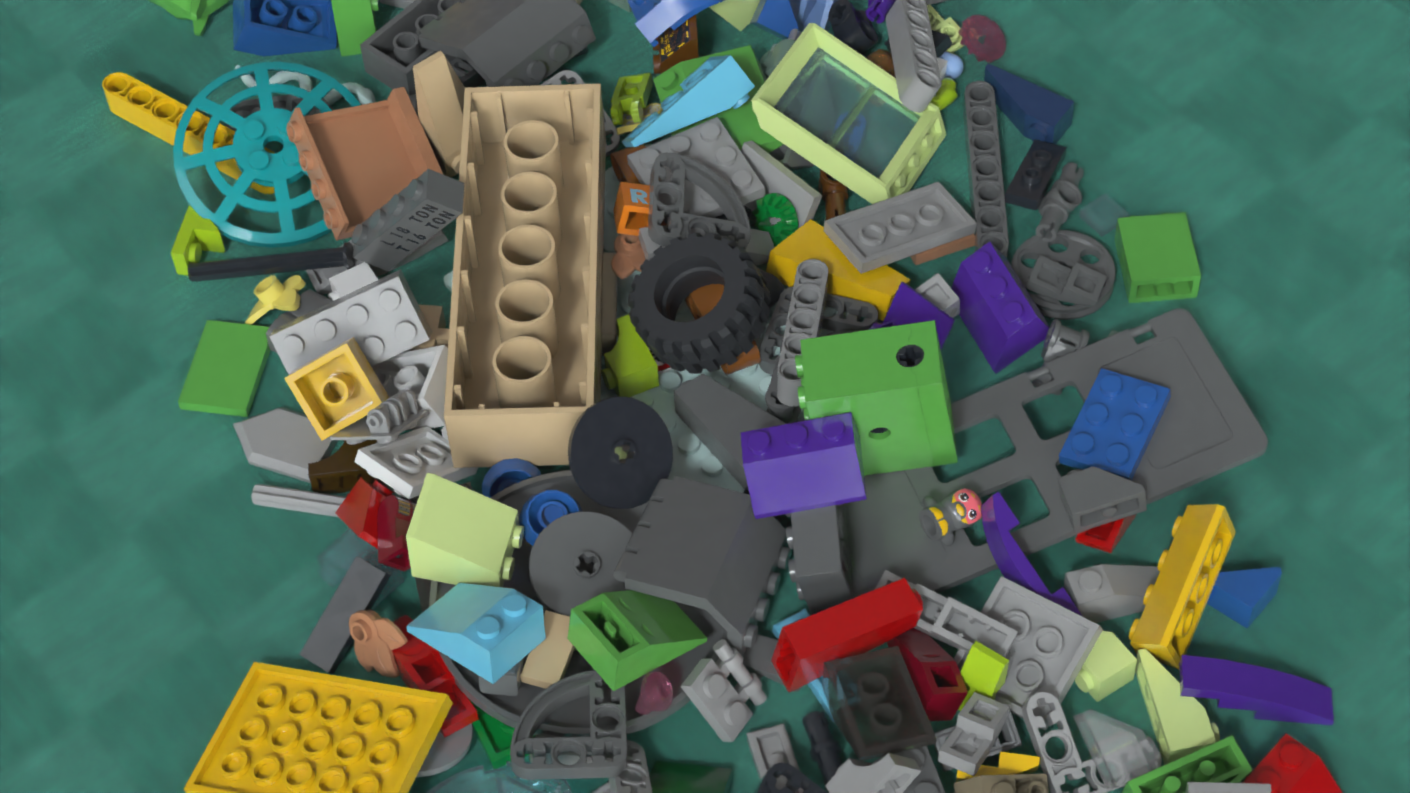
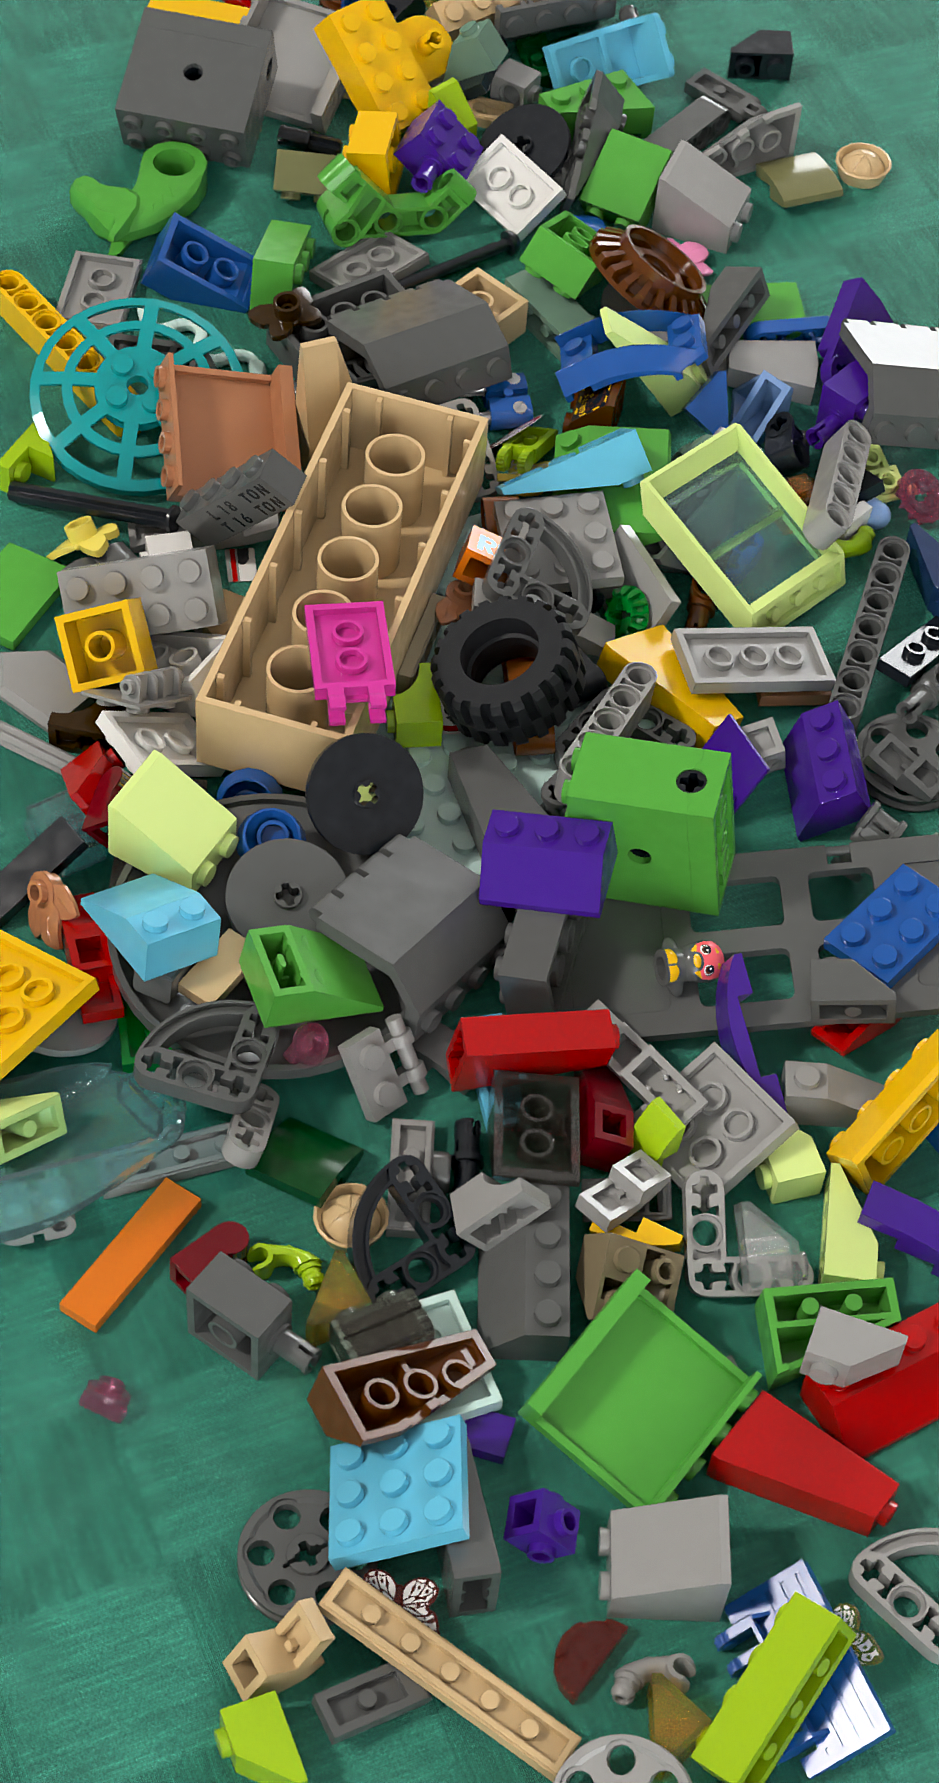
camera: 10 degrees right, 0 degrees up
(195, 62) = (97, 280): none -> light grey tile
(378, 39) = (287, 311): none -> dark brown animal
(419, 277) = (240, 564): none -> sticker
(566, 335) = (350, 657): none -> dark pink tile
(598, 62) = (506, 403): none -> blue piece
(617, 84) = (517, 430): none -> sticker
(808, 765) = (441, 1170): none -> dark grey tile

